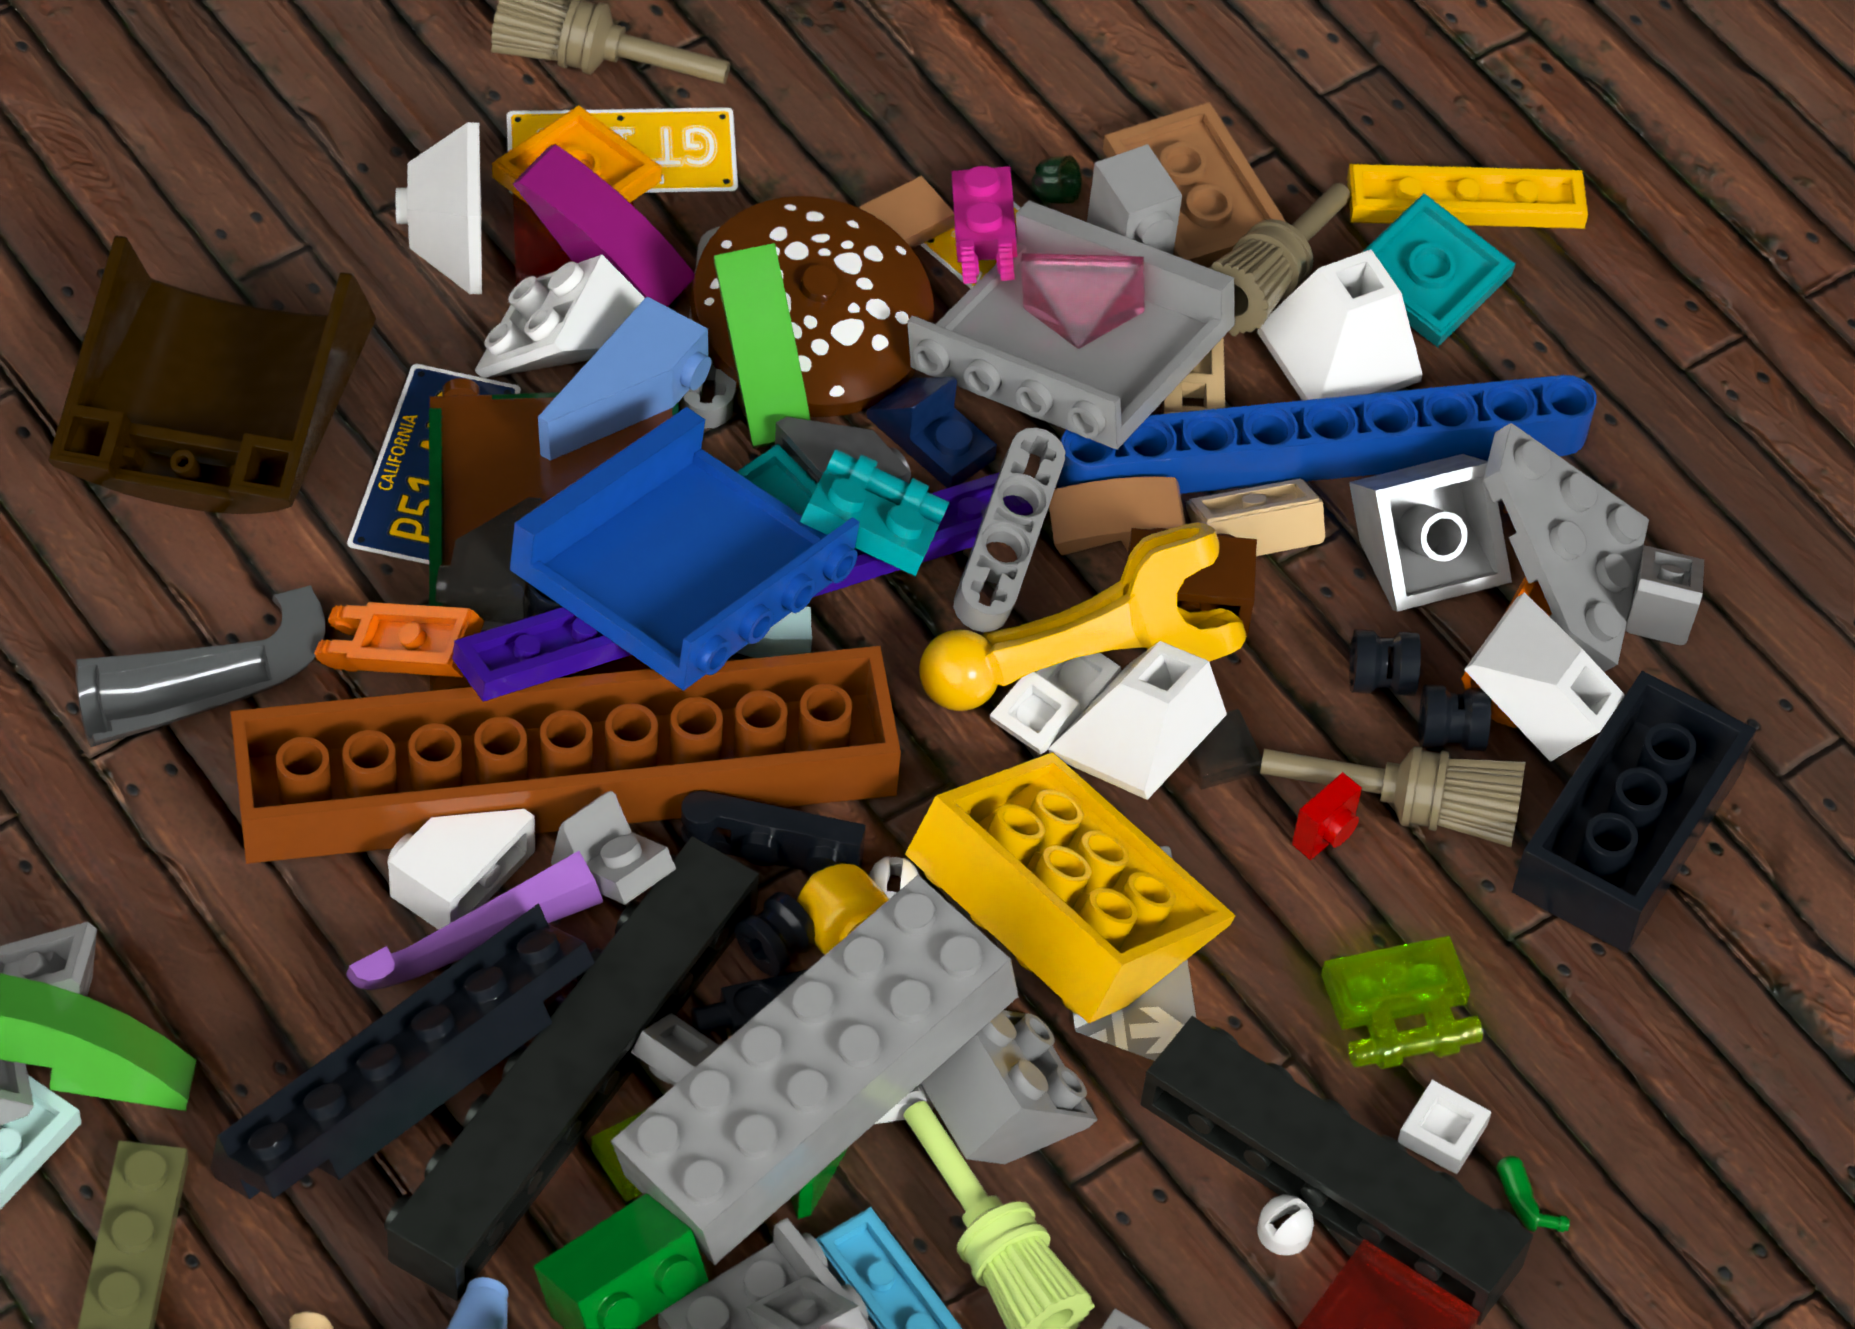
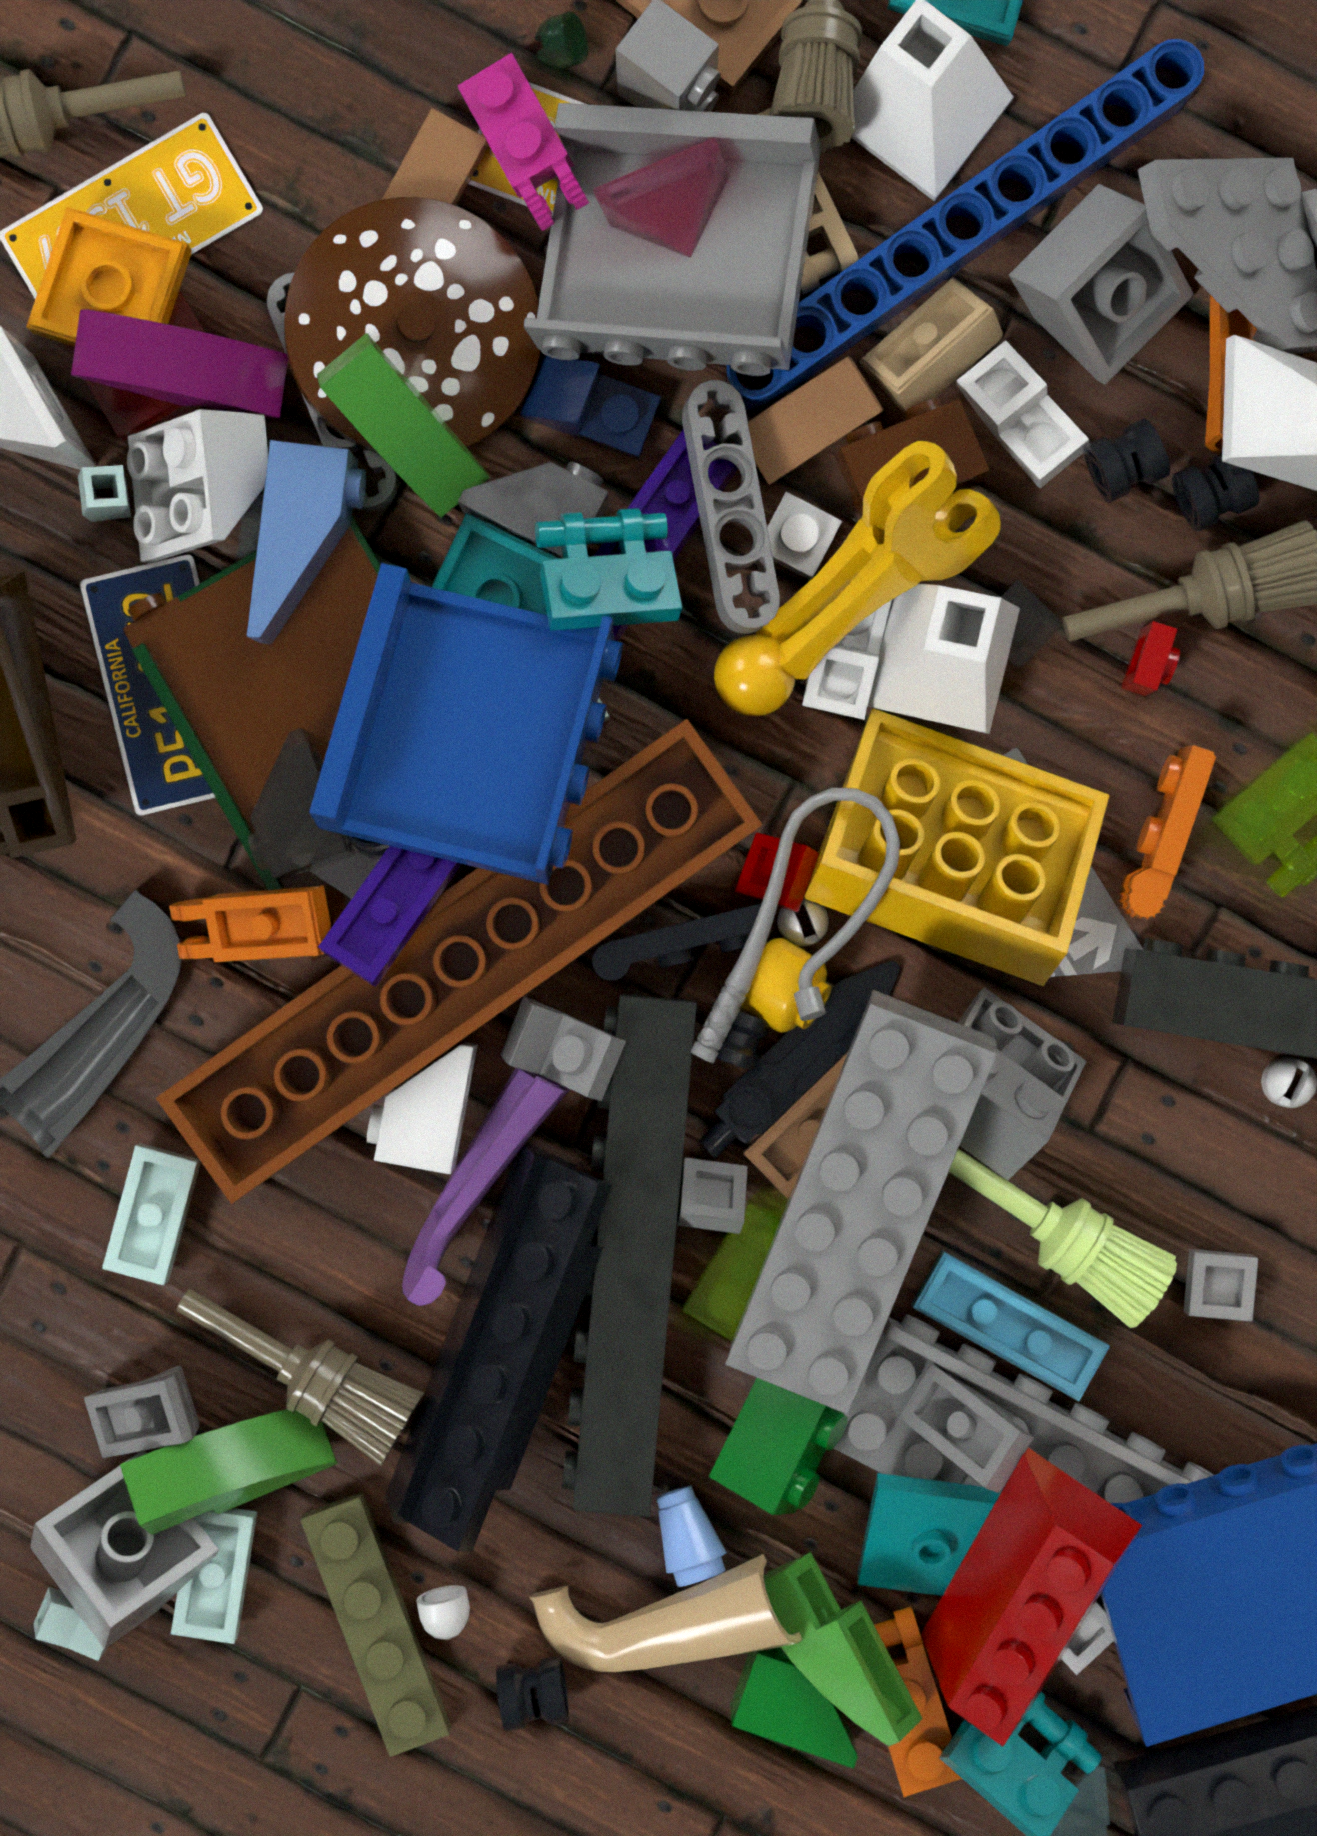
camera: 25 degrees left, 35 degrees up
(154, 832) = (151, 1214): none -> light aqua plate
(202, 1284) = (444, 1611): none -> white hinge
(217, 1026) = (320, 1381): none -> dark tan piece
(478, 301) = (100, 478): none -> light aqua piece
(864, 888) = (808, 997): none -> light grey piece
(892, 824) = (759, 866): none -> red plate
(1054, 590) = (800, 535): none -> white plate
(1273, 959) = (1166, 836): none -> orange hinge
(1309, 597) = (1021, 414): none -> white slope

